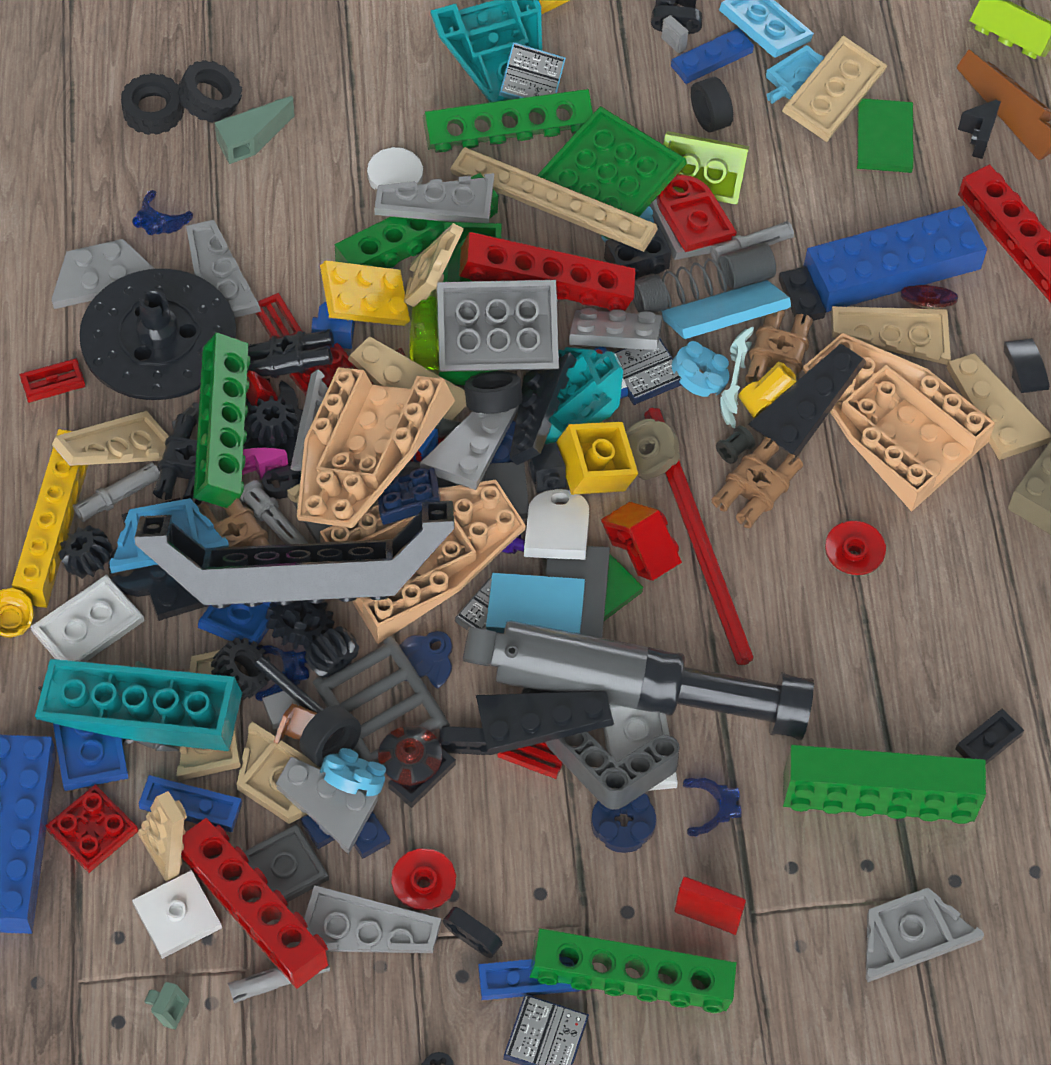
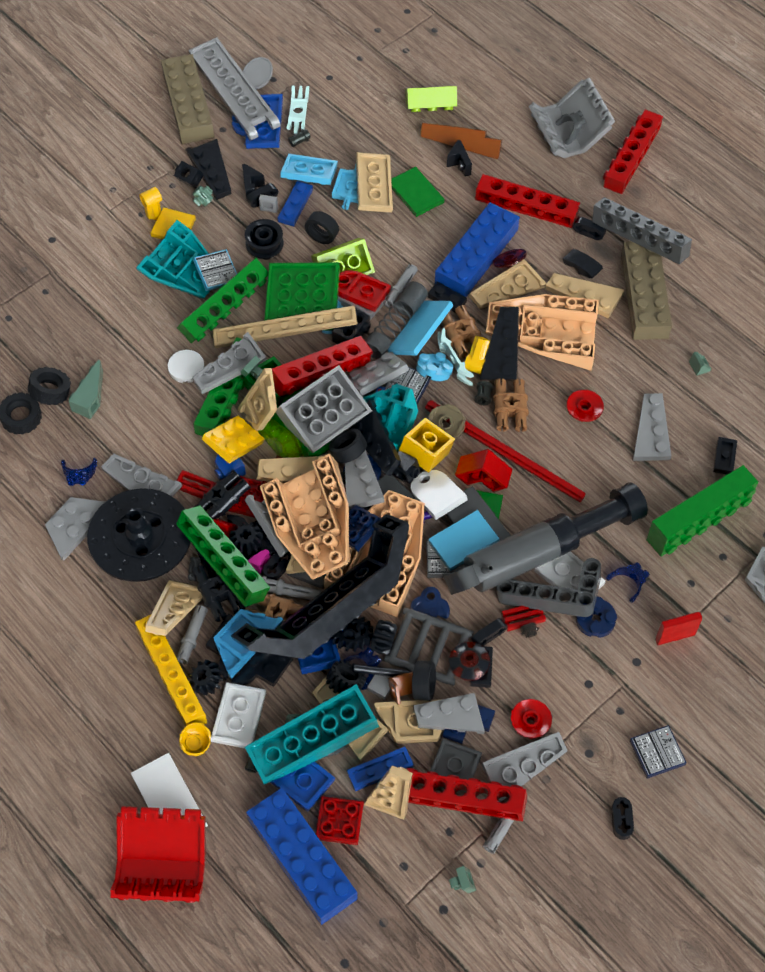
camera: 35 degrees left, 0 degrees up
(53, 383) = (90, 612): red tile -> none
(177, 914) = (423, 831): white plate -> none
(352, 773) = (452, 690): medium azure plate -> none
(456, 215) = (252, 368): none -> sand green tile
(472, 932) = (577, 727): black beam -> none
(512, 980) = (623, 729): blue plate -> none
(522, 773) = (529, 630): none -> clear smoke plate
(535, 718) = (518, 596): black wing -> none
(627, 74) = (264, 238): none -> black wheel
(649, 962) = (710, 661): green brick -> none
(919, 643) = (652, 434): none -> light grey wing

